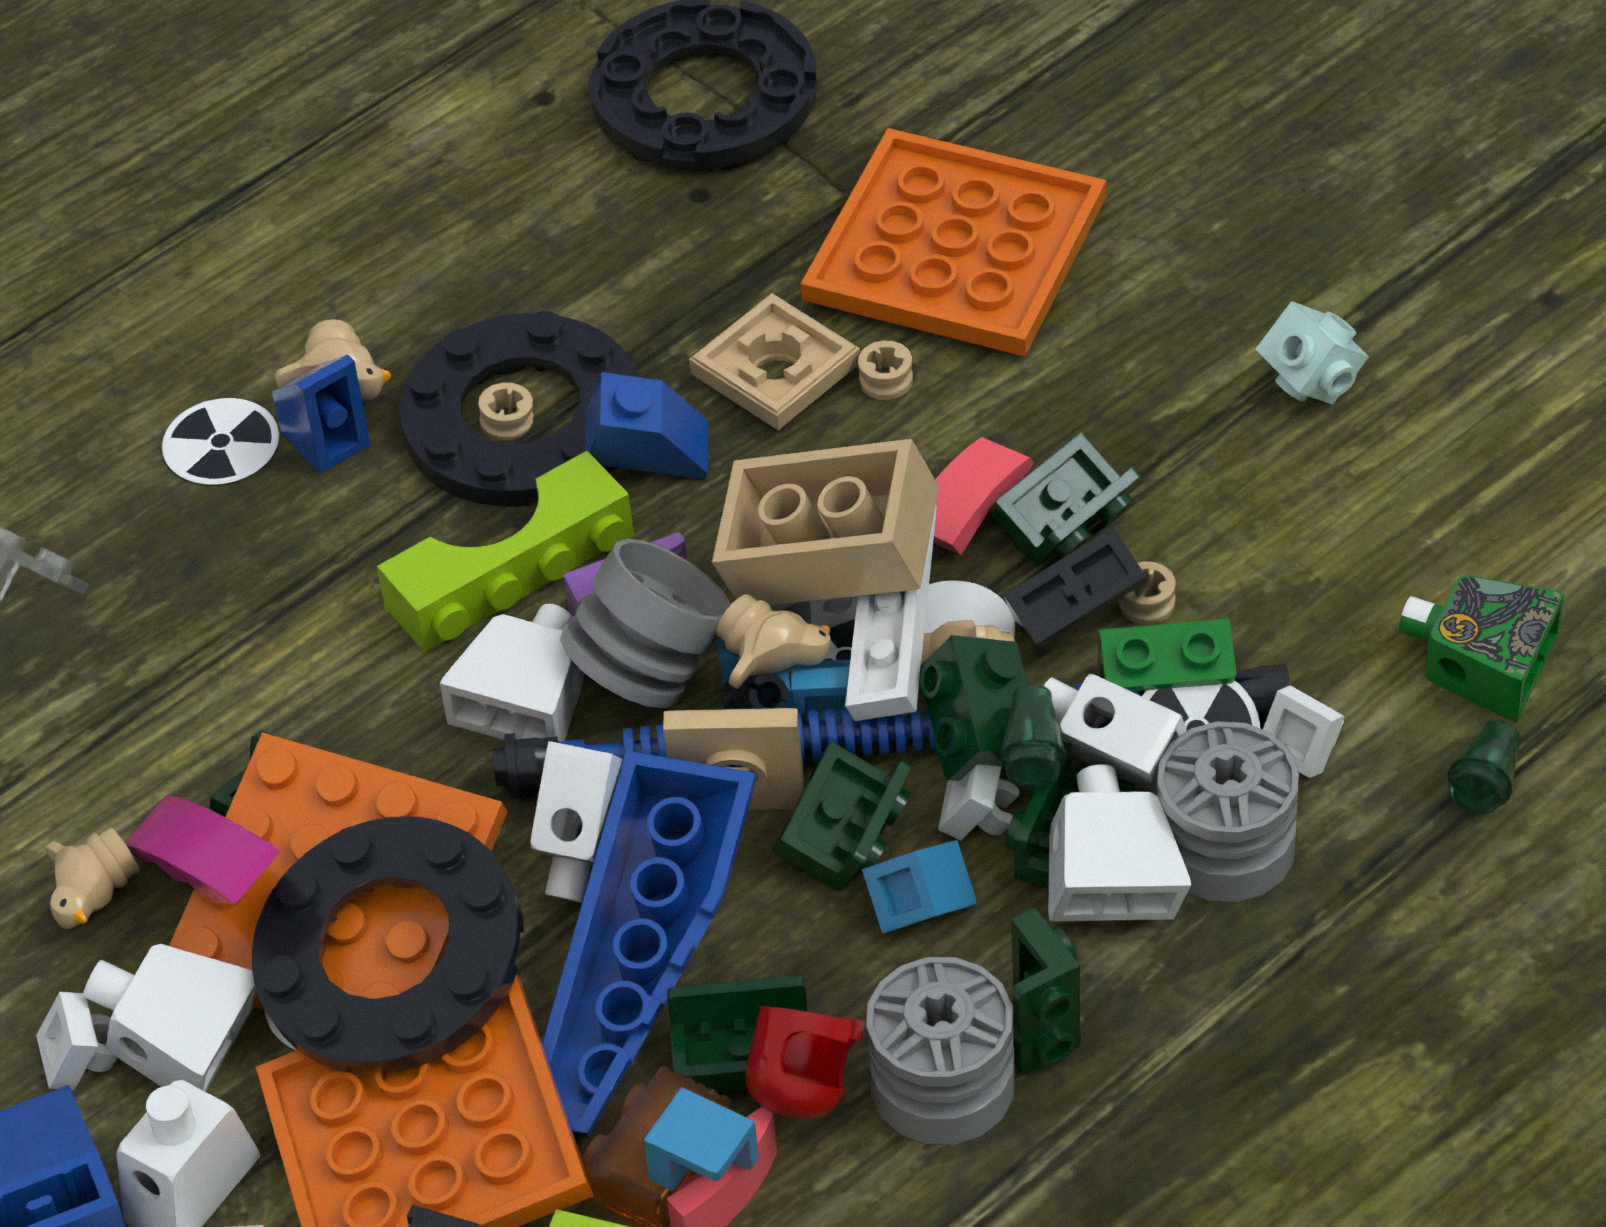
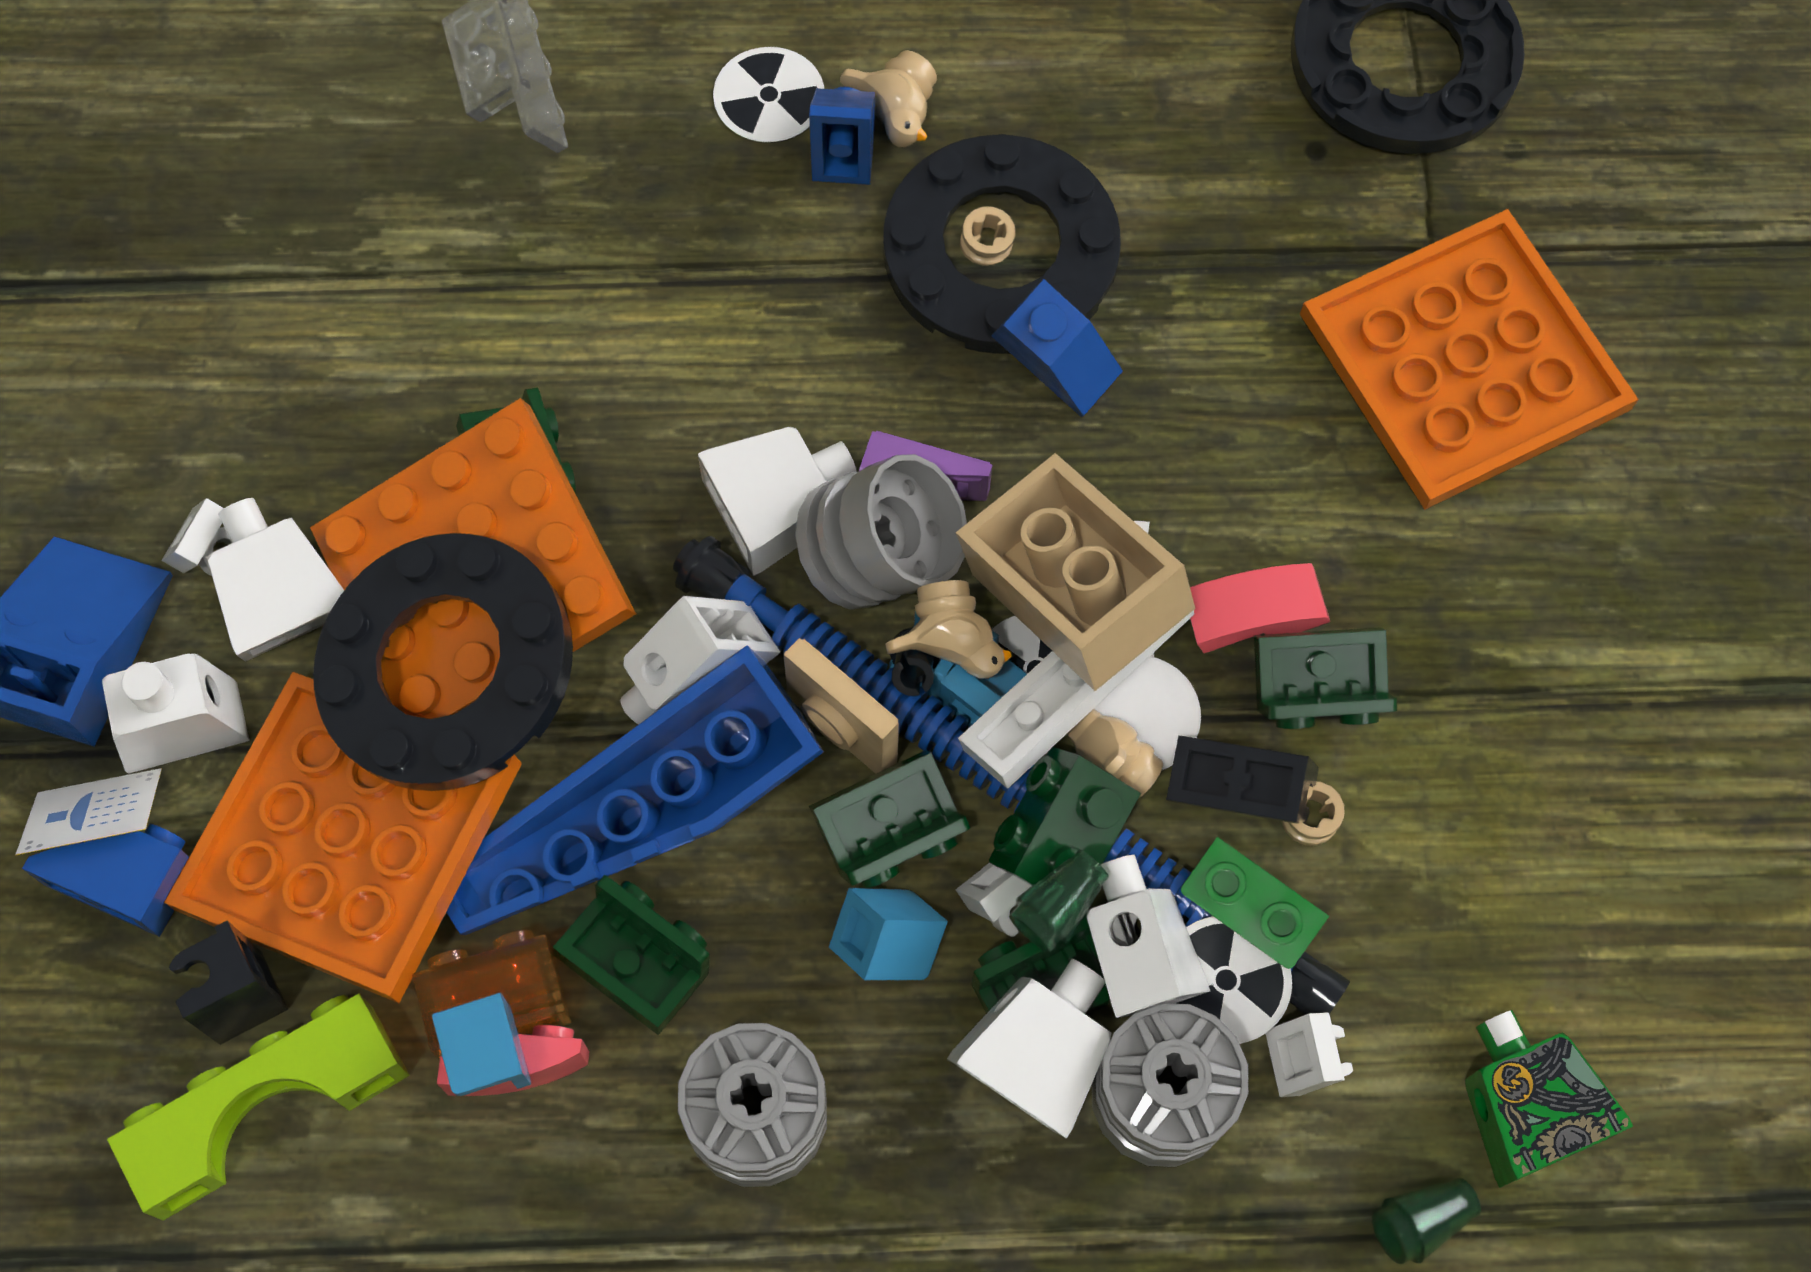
camera: 35 degrees right, 20 degrees up
(88, 876) = (333, 405): tan animal -> none
(202, 849) = (387, 467): dark pink slope -> none
(448, 588) = (937, 381): lime arch -> none
(769, 334) = (1240, 323): tan piece -> none
(799, 1061) = (633, 1029): red helmet -> none
(885, 355) = (1303, 414): tan bush -> none
(1043, 993) = (885, 1123): dark green bracket -> none
(1312, 353) = (1650, 708): light aqua brick -> none

